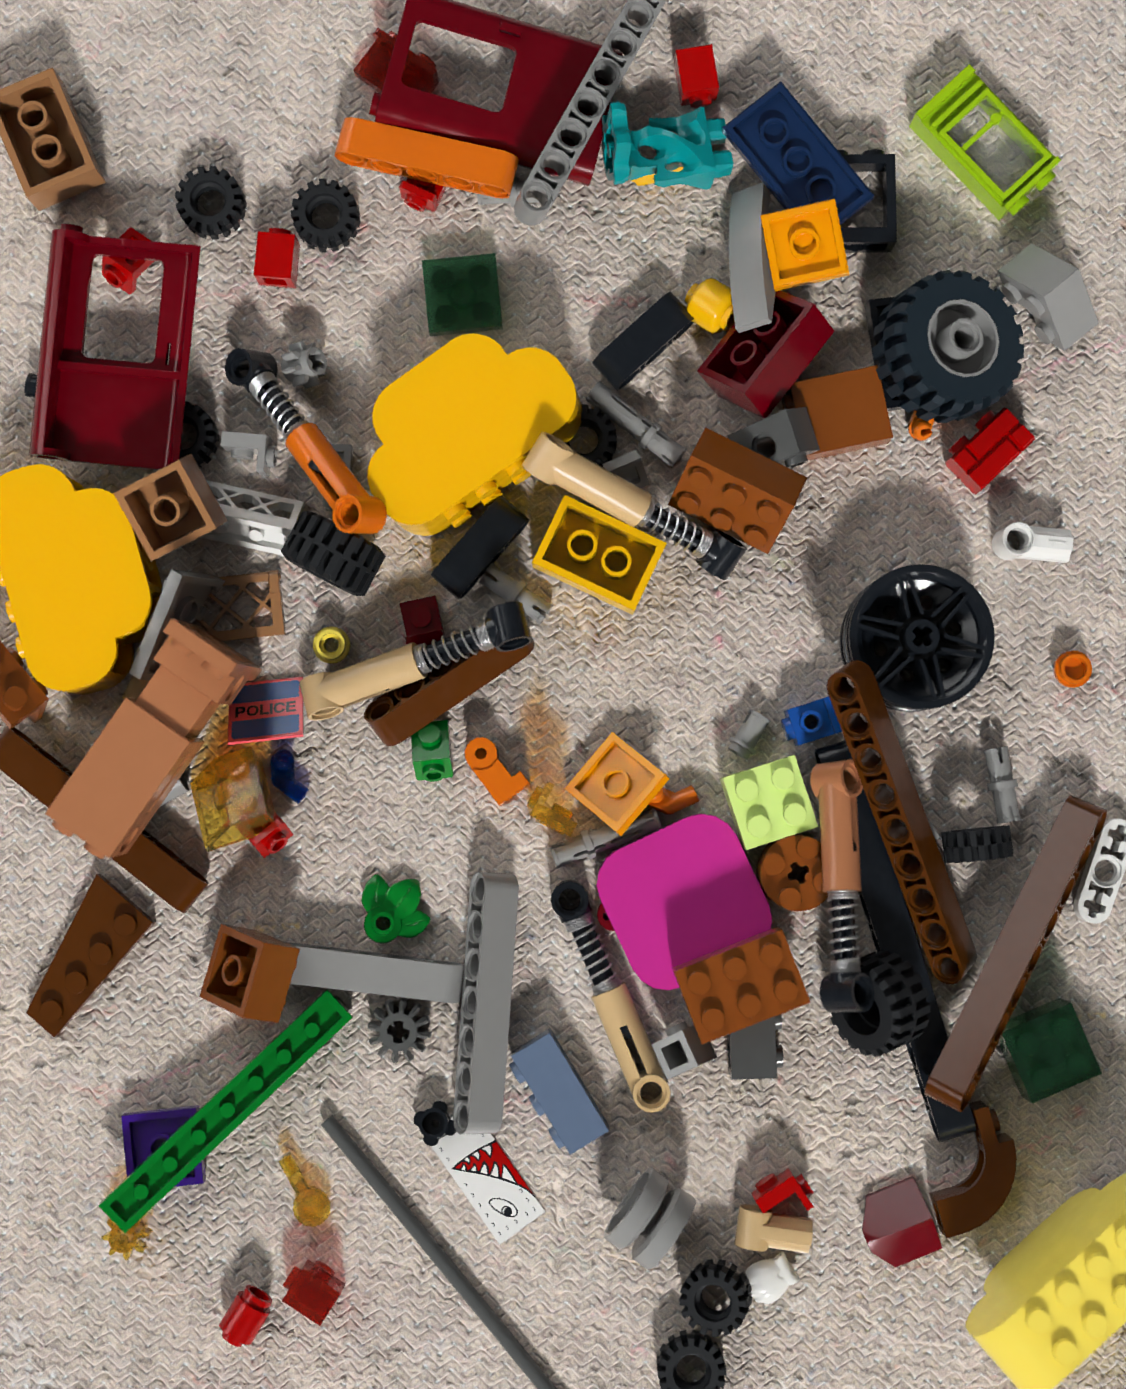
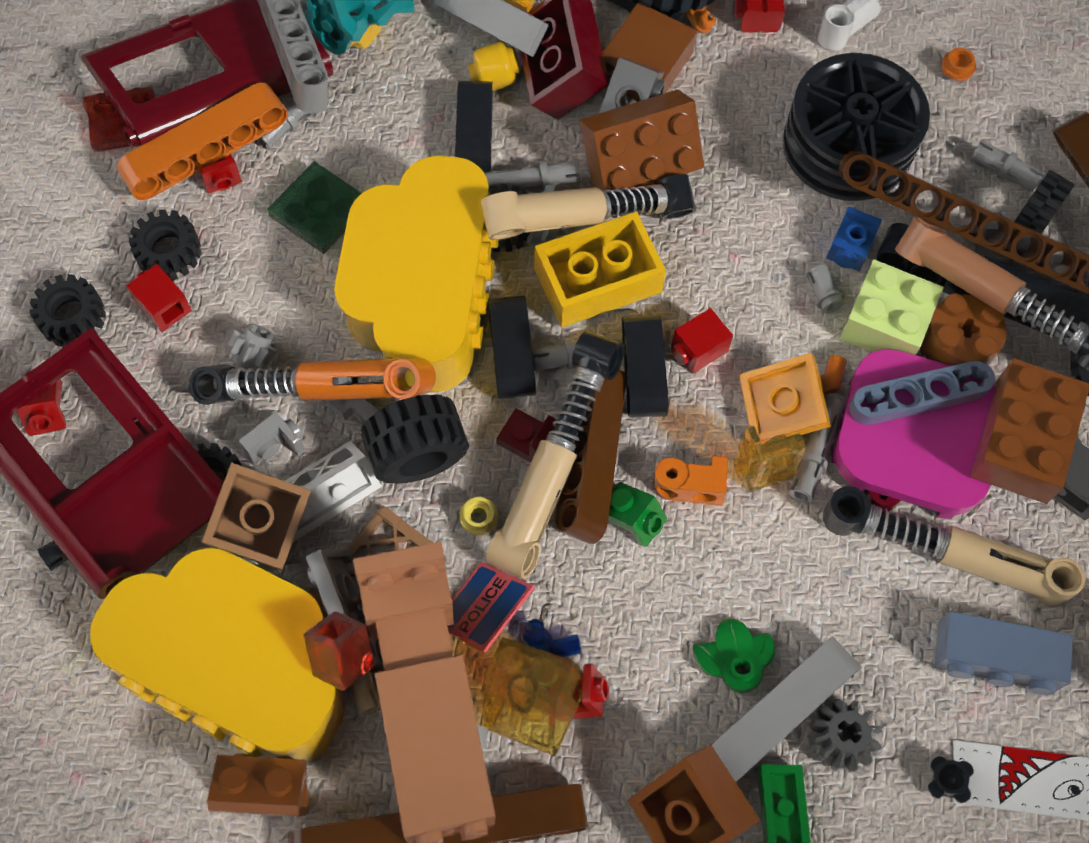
camera: 55 degrees left, 20 degrees down
(122, 658) = (339, 650): none -> clear red brick
(485, 1003) = (884, 648): light grey beam -> none
(554, 657) = (644, 366): none -> black beam
(611, 680) = (701, 341): none -> red brick
(682, 1050) = (1045, 525): light grey brick -> none
(712, 876) = (921, 391): none -> sand blue beam

